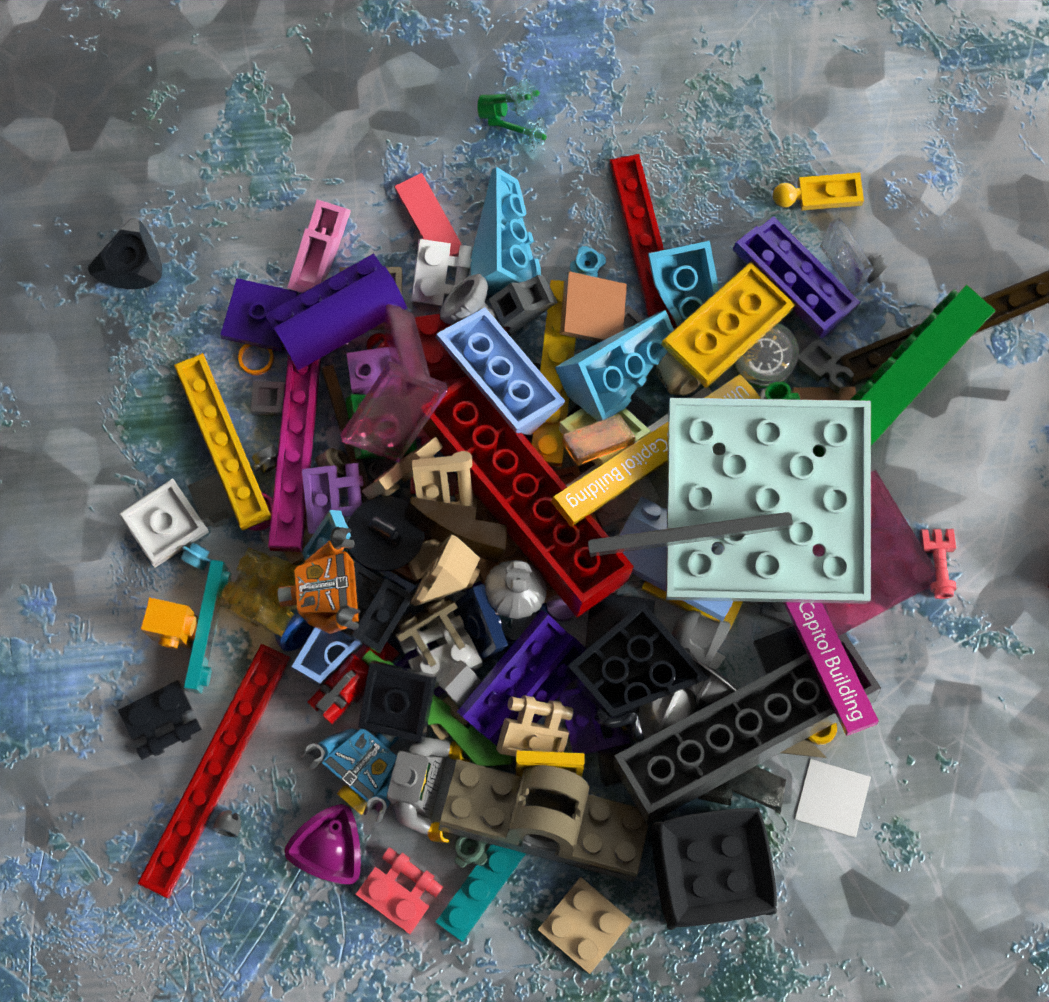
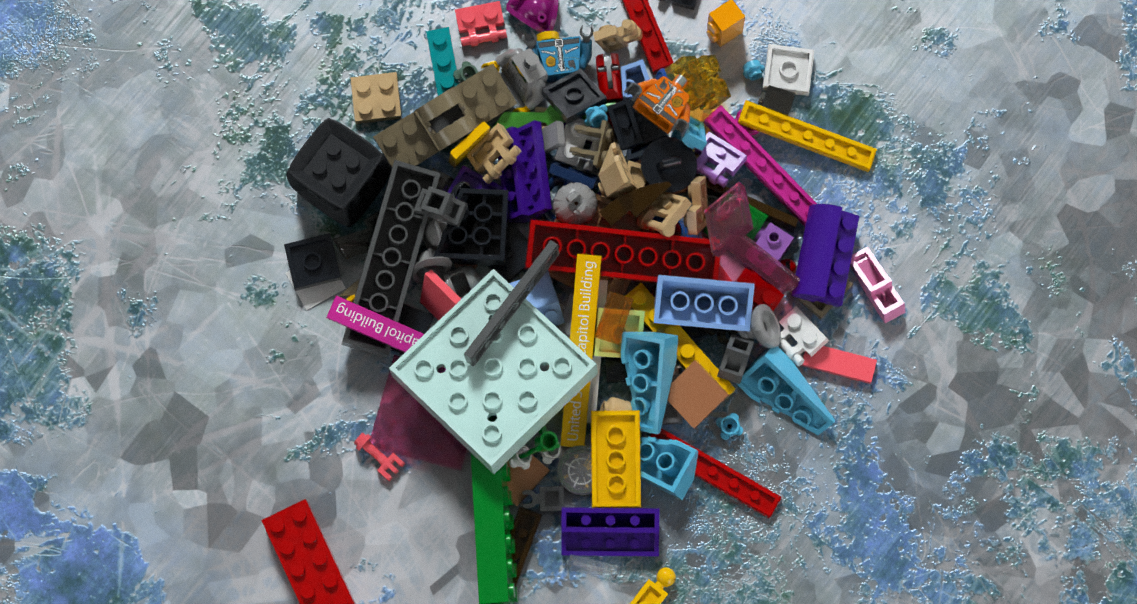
camera: 140 degrees right, 0 degrees up
(128, 259) = (965, 178): black hat -> none
(198, 670) = (688, 19): teal plate -> none
(246, 311) = (874, 218): dark purple plate -> none
(254, 372) = (843, 187): light orange piece -> none
(265, 459) = (775, 150): dark grey plate -> none
(267, 398) = (810, 180): dark grey plate -> none
(292, 725) = (613, 38): none -> tan plate
(333, 457) = (745, 180): dark tan plate -> none
(400, 654) = (595, 116): none -> medium azure plate
(517, 99) = (861, 466): plant -> none
(654, 715) = (440, 206): none -> dark grey brick
(738, 636) = (437, 295): none -> coral tile
(821, 815) = (312, 261): none -> black plate
(878, 267) = (575, 583): dark grey plate -> none

